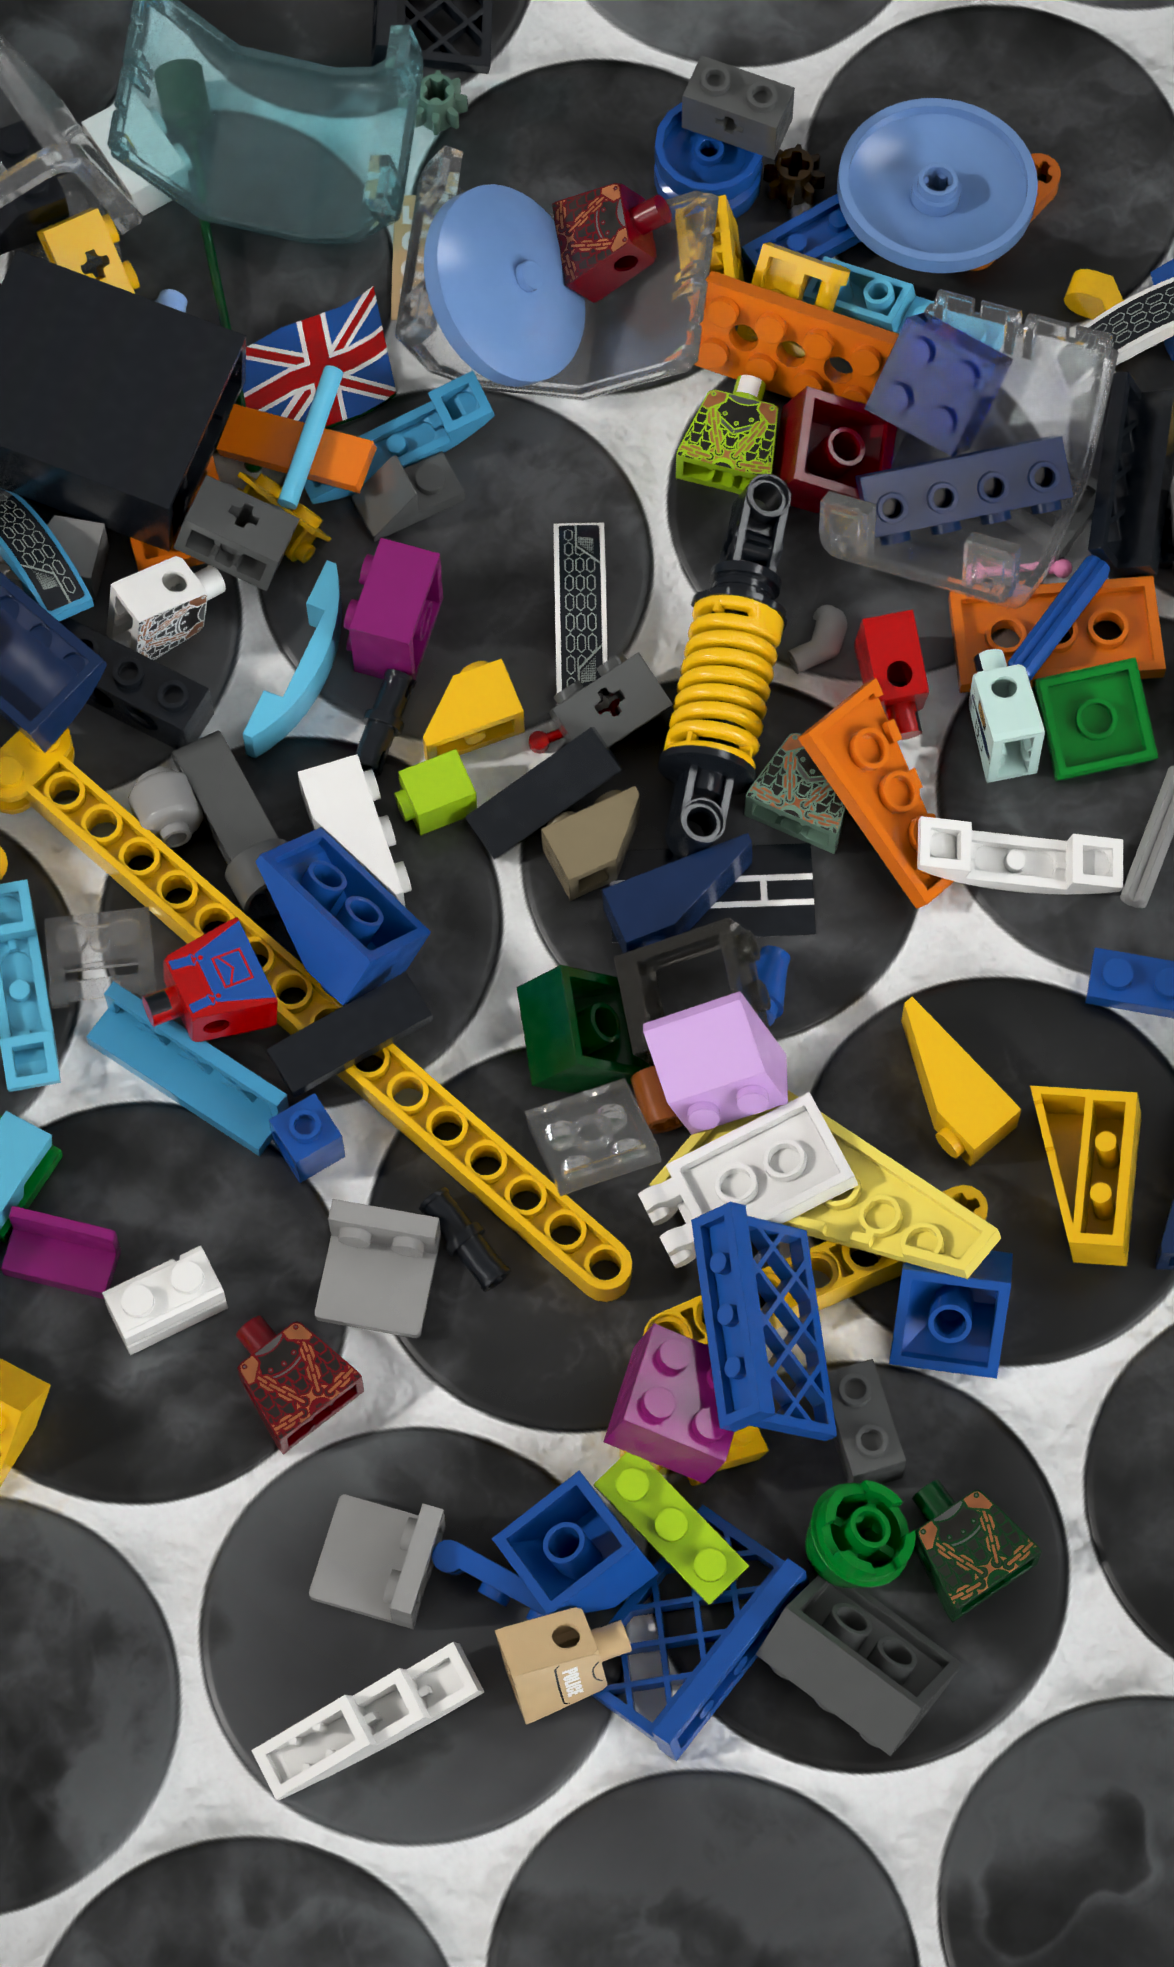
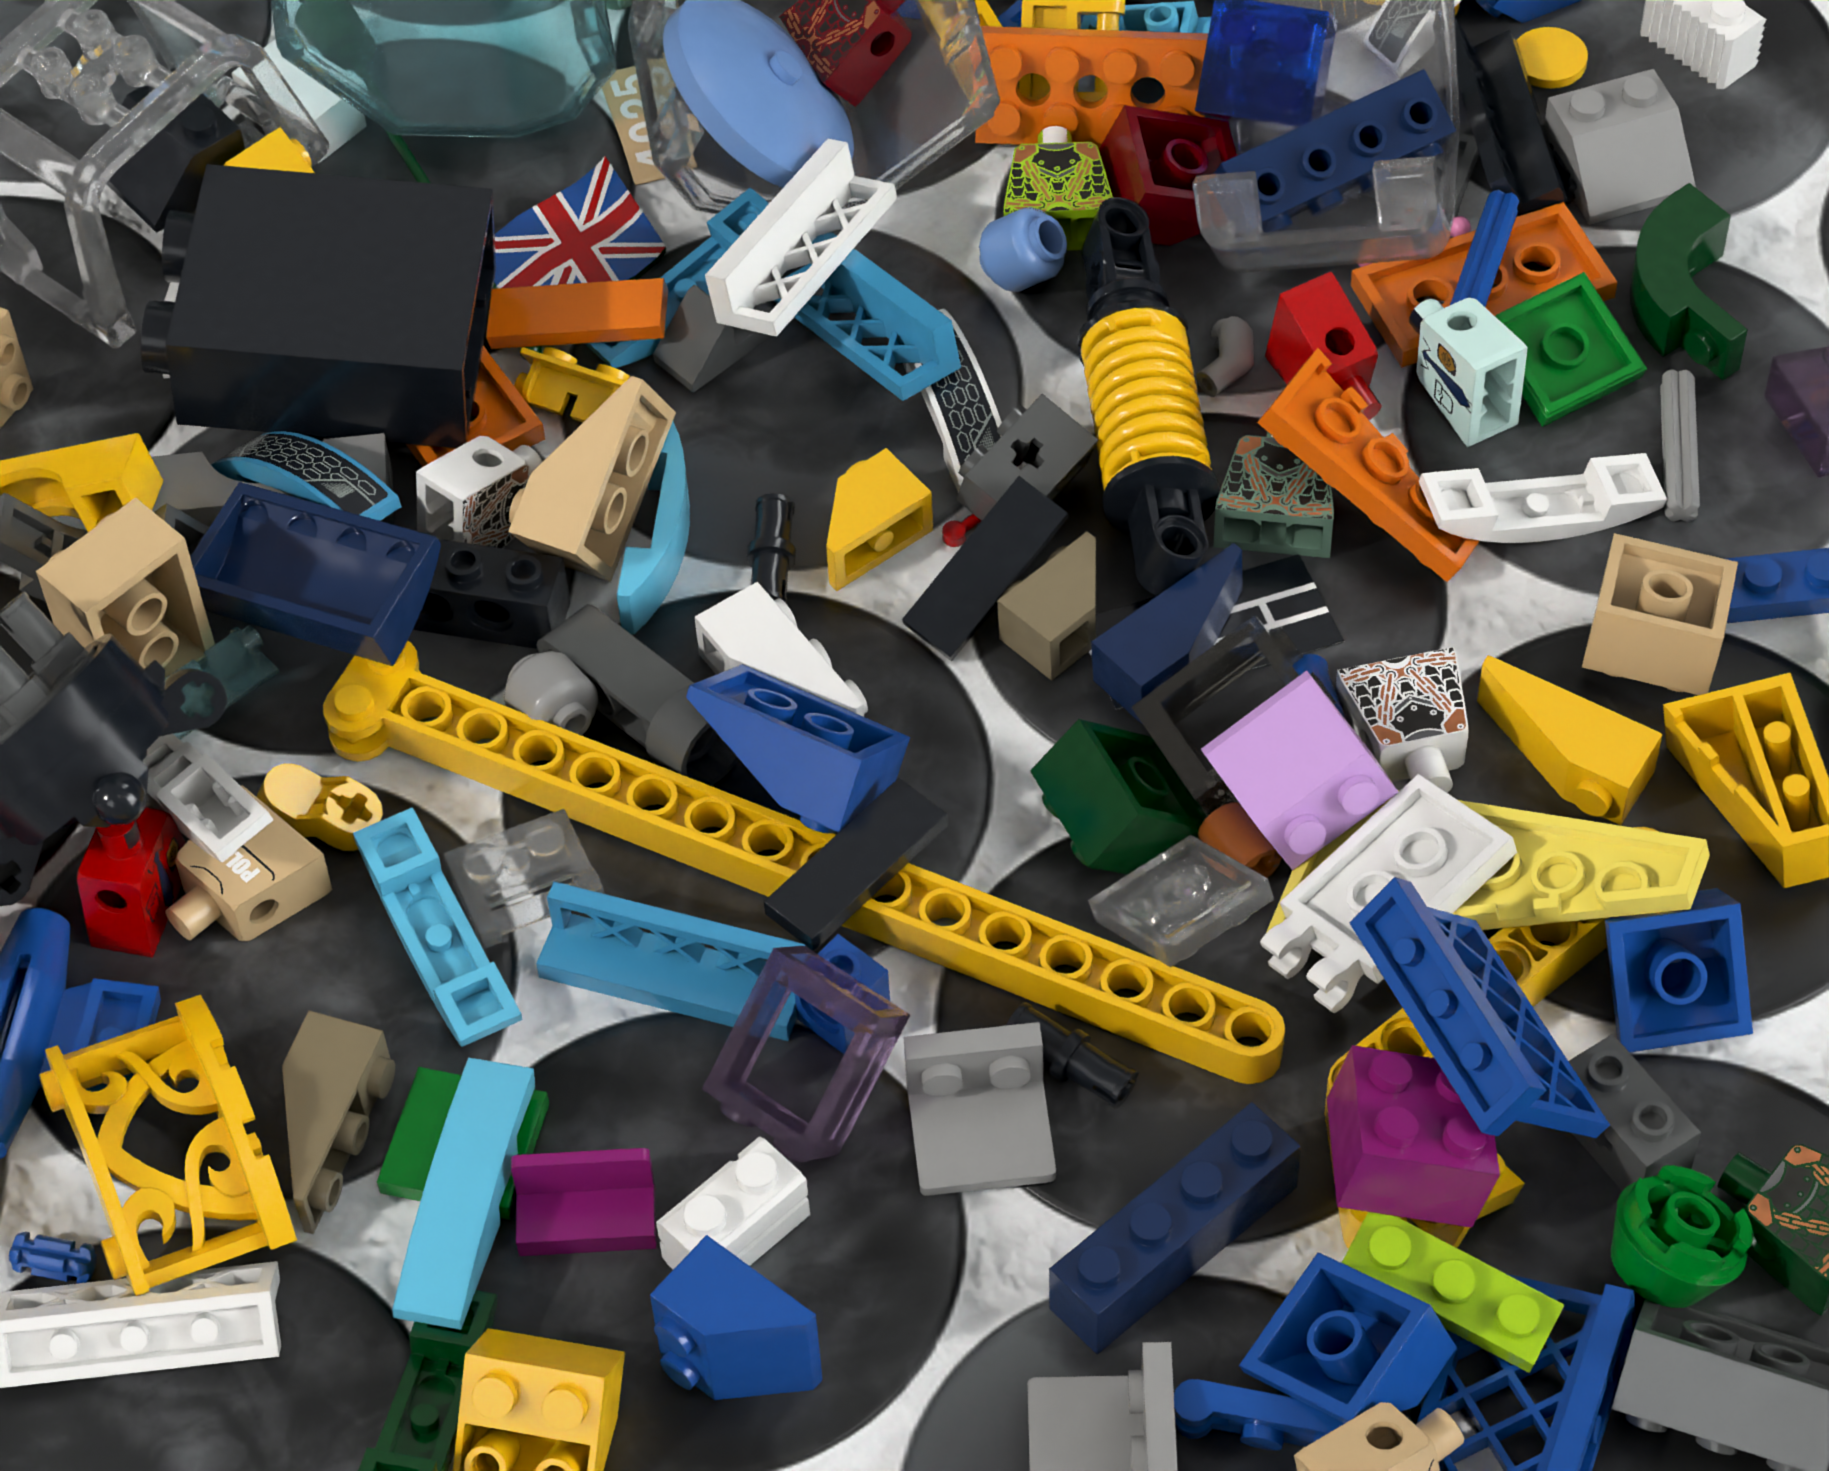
camera: 15 degrees left, 15 degrees down
(128, 1394) = (733, 1329): none -> blue slope
(214, 987) = (682, 848): torso -> none
(236, 532) = (535, 397): dark grey brick -> none
(246, 639) = (594, 482): none -> tan slope
(292, 1160) = (843, 998): none -> clear purple window
(294, 1379) = (923, 1264): torso -> none
(310, 437) = (591, 291): medium azure bar -> none
(395, 609) = (745, 429): magenta brick -> none
(435, 792) = (859, 604): lime brick -> none
(473, 439) = (783, 241): none -> white fence
(490, 1408) = (1173, 1227): none -> dark blue brick
(542, 510) = (882, 309): none -> dark azure fence
(682, 491) = (1022, 249): none -> medium blue head
(833, 1028) = (1409, 714): none -> torso
(1068, 996) = (1660, 615): none -> tan slope

